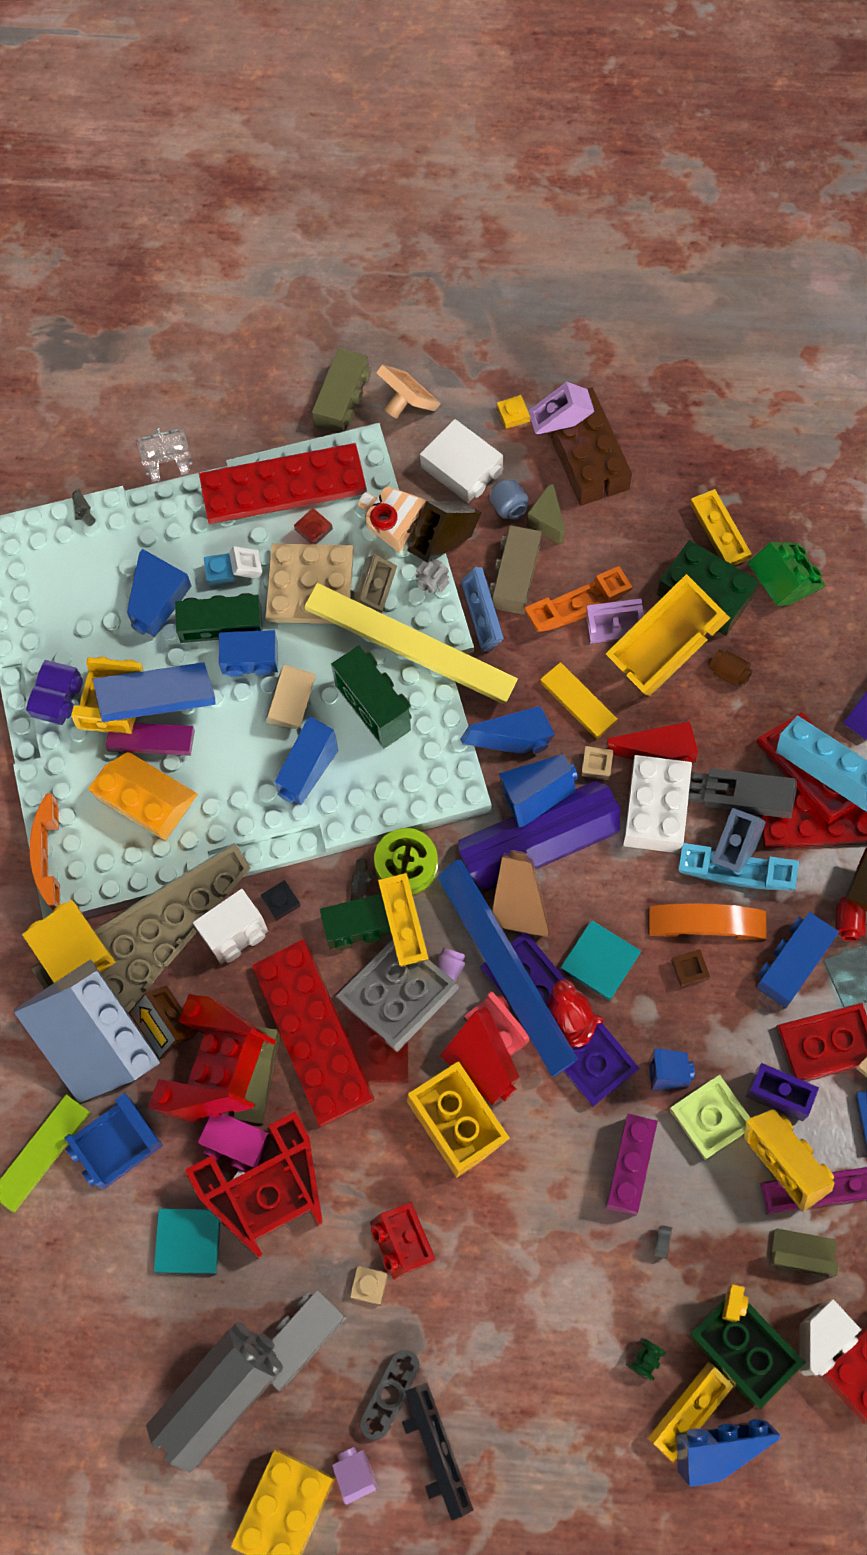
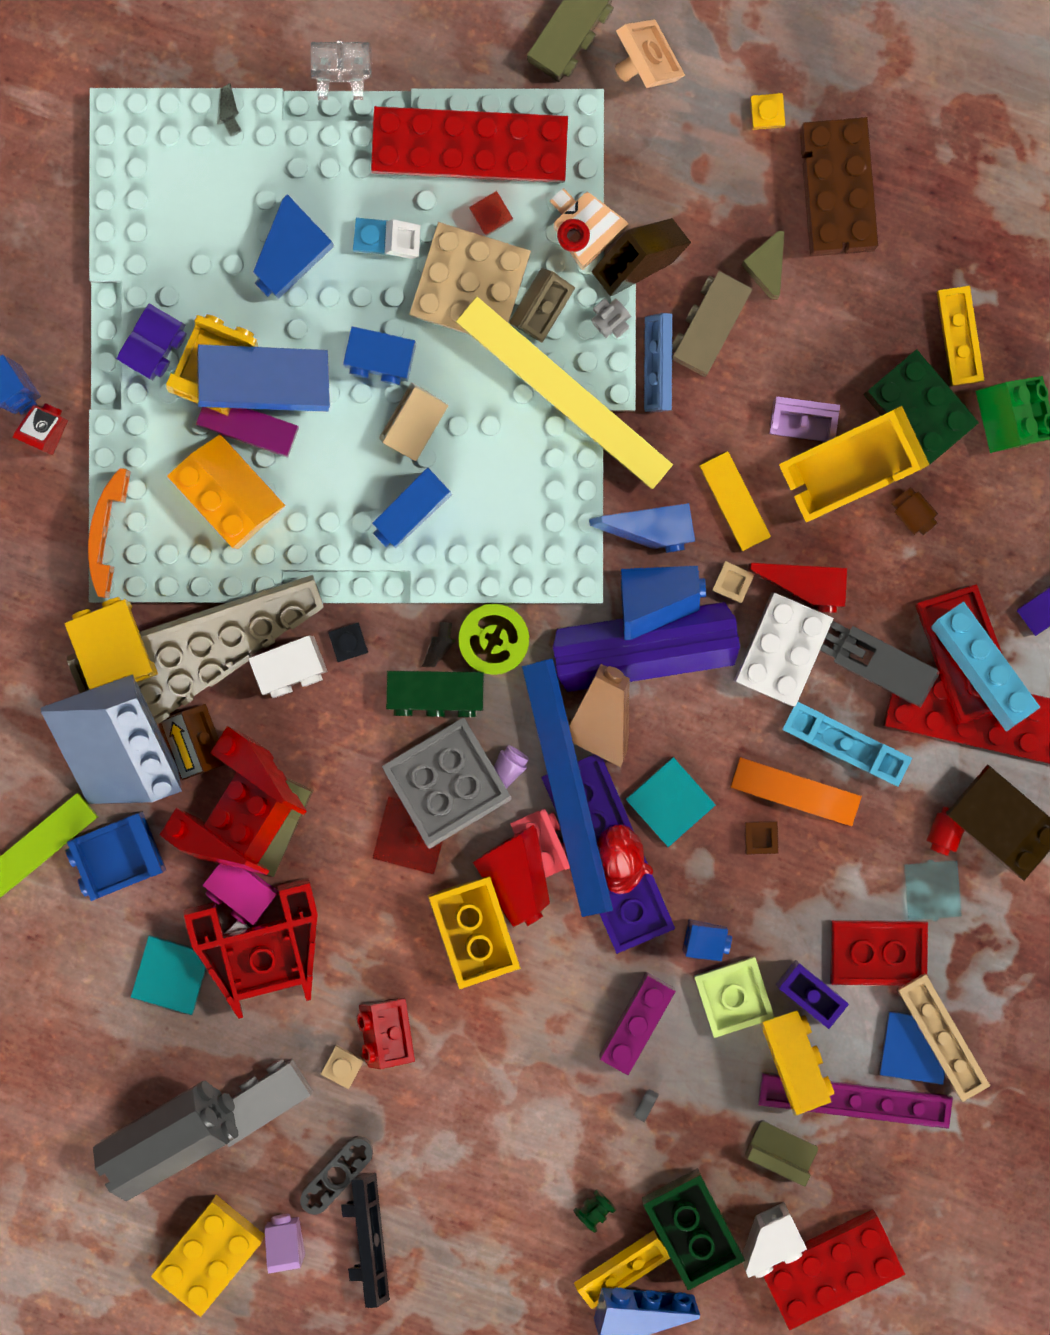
camera: 10 degrees right, 20 degrees up
(206, 618) = (356, 300): dark green brick -> none
(312, 1033) = (347, 797): red plate -> none
(372, 696) = (504, 451): dark green brick -> none
(403, 920) = (472, 711): yellow plate -> none
(462, 461) = (688, 165): white brick -> none
(509, 499) = (728, 231): sand blue head -> none
(561, 409) = (819, 147): lavender slope -> none
(572, 606) = (770, 382): orange slope -> none
(735, 1303) = (693, 1192): yellow plate -> none
(738, 840) = (856, 716): sand blue slope -> none
(796, 959) = (875, 858): blue brick -> none

